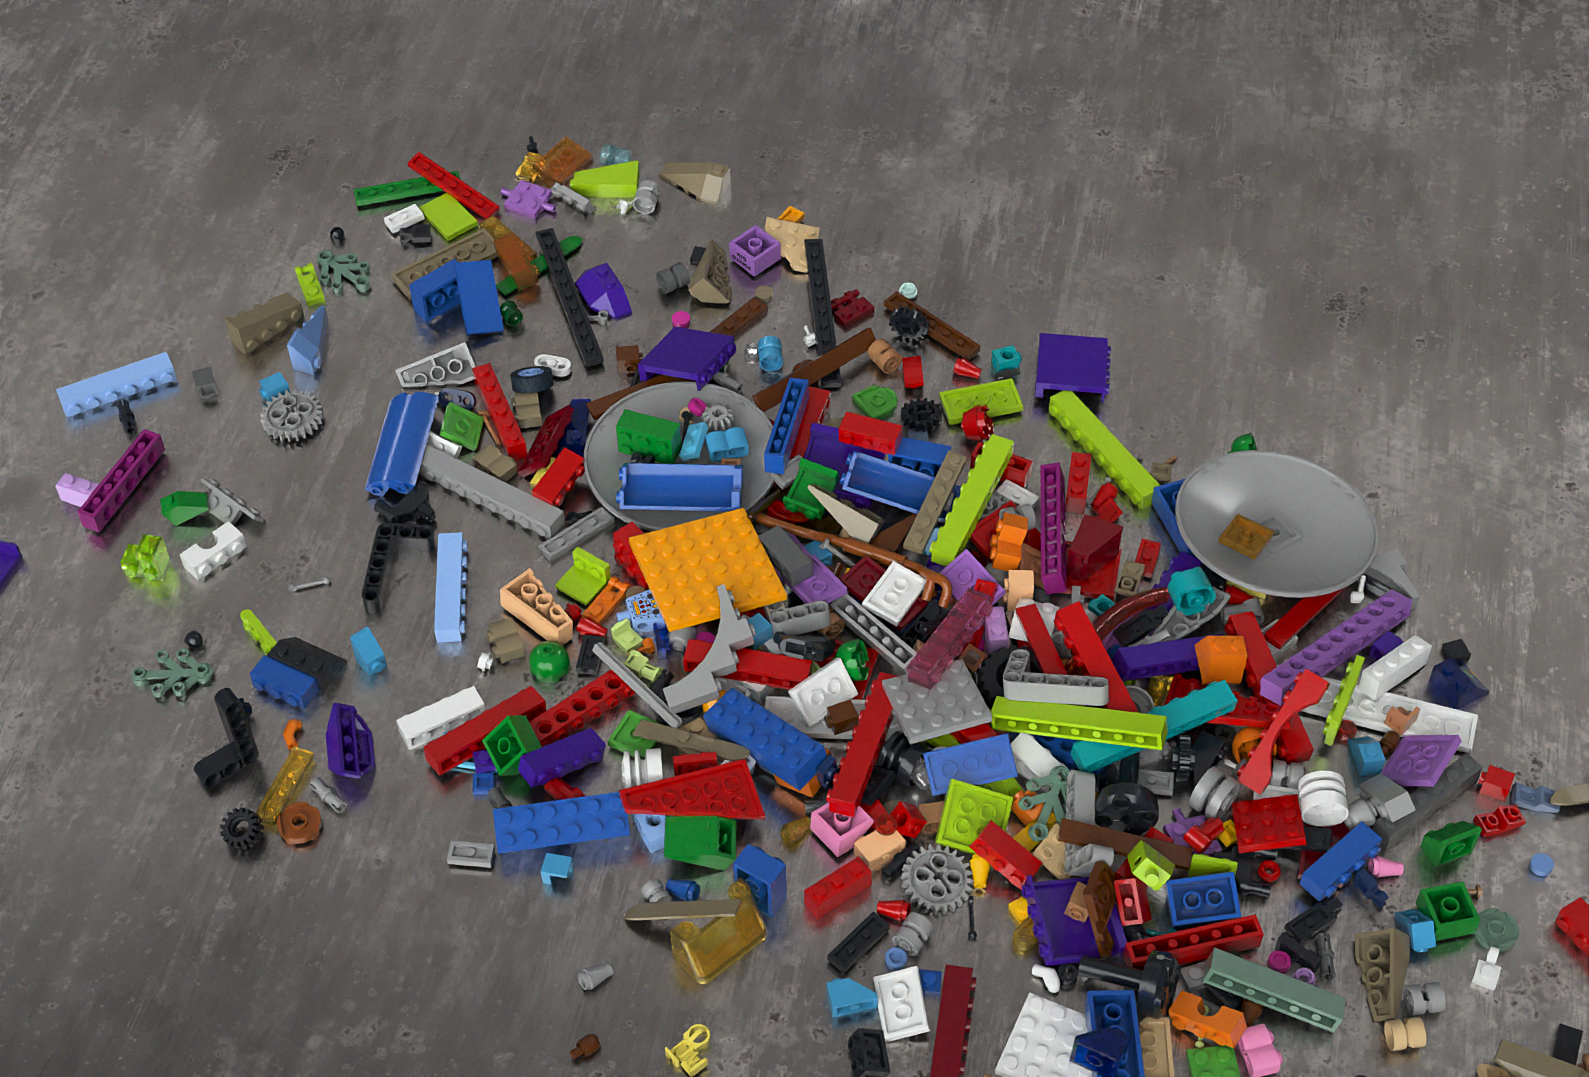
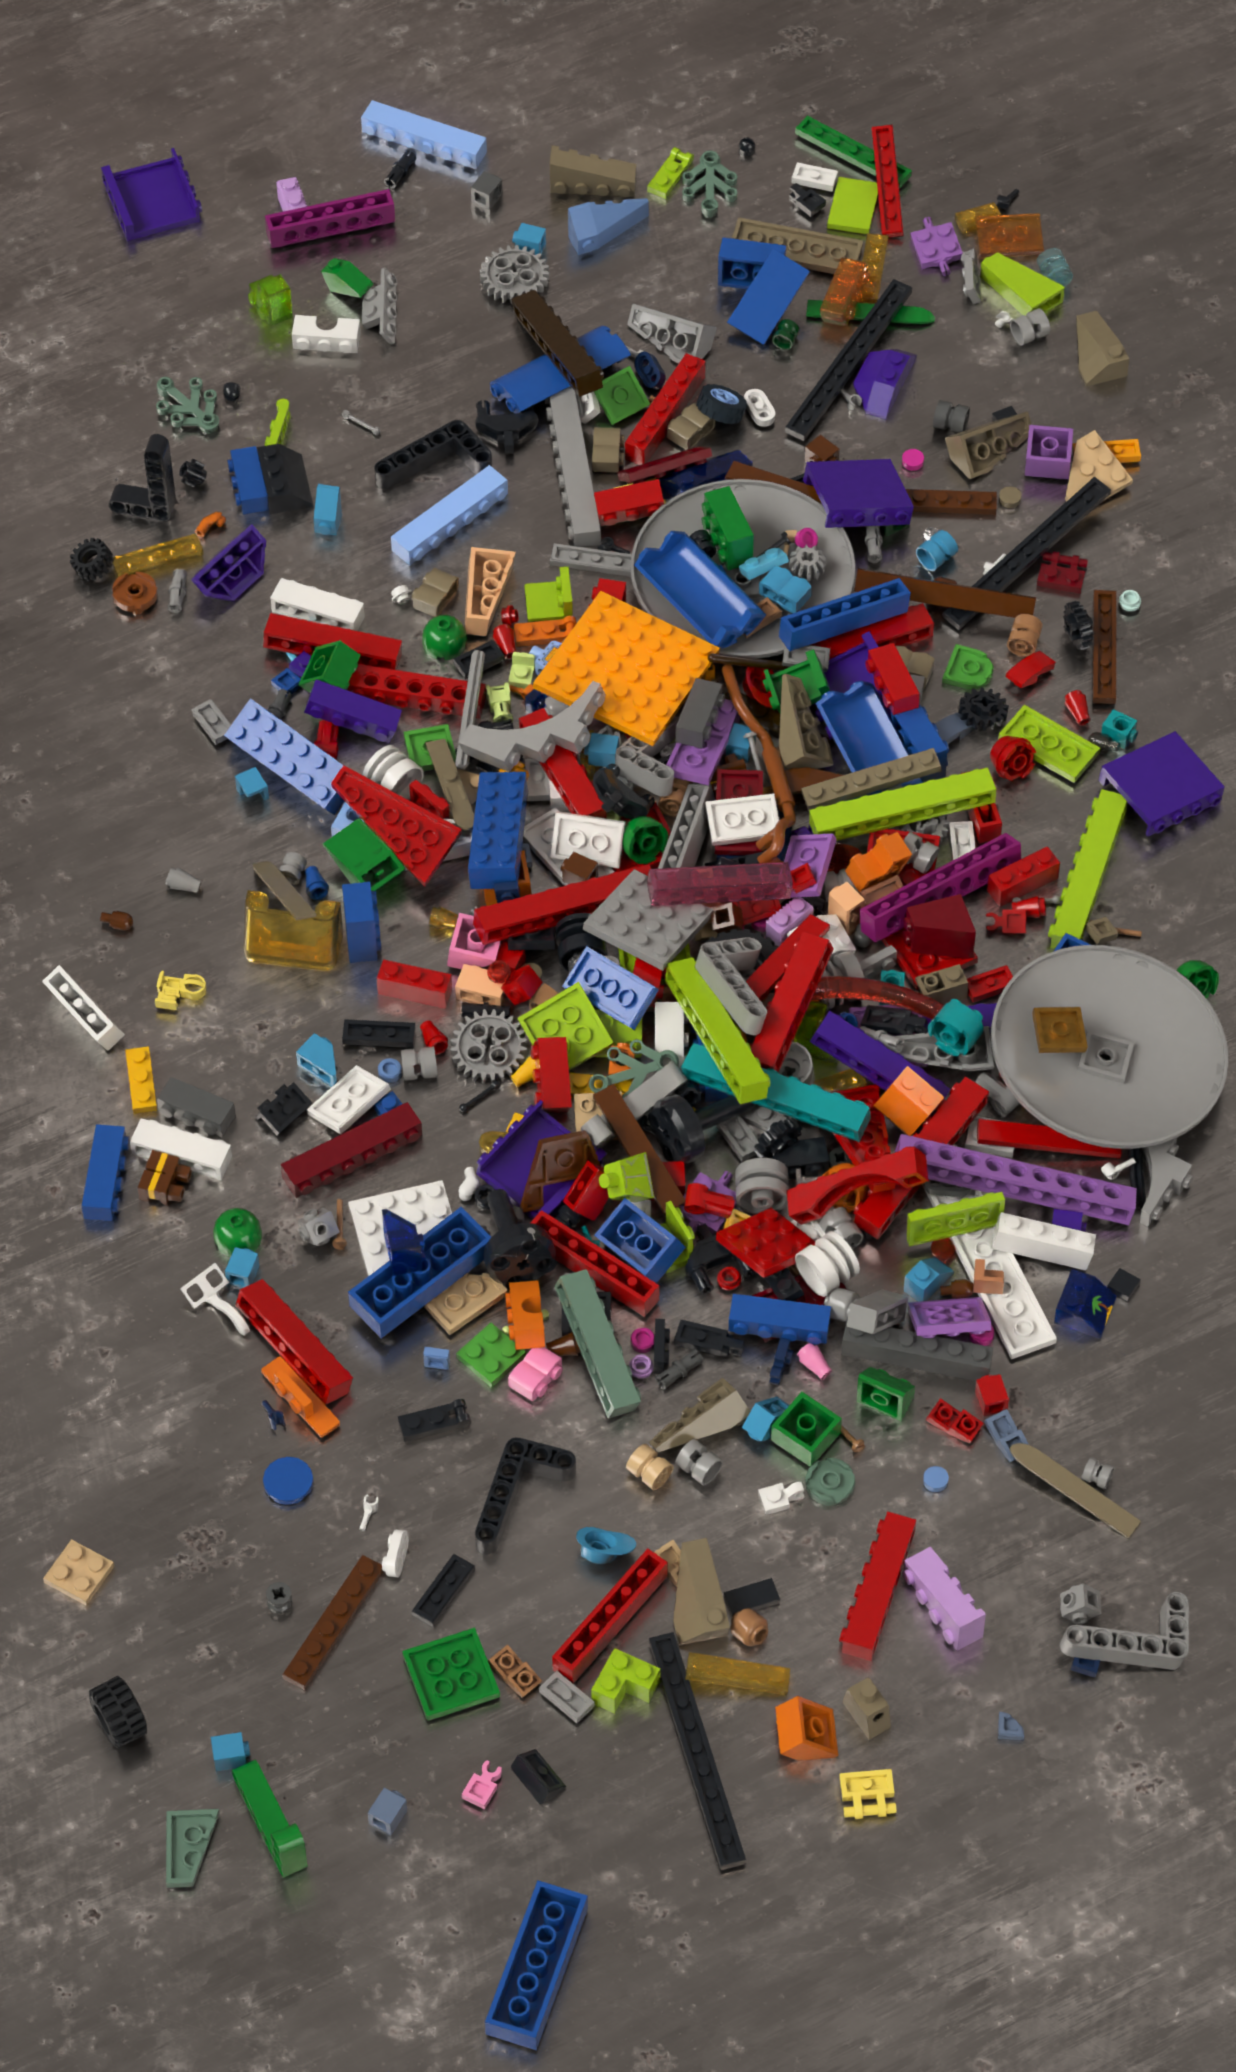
camera: 50 degrees right, 5 degrees up
(387, 425) = (558, 343): none -> dark brown brick

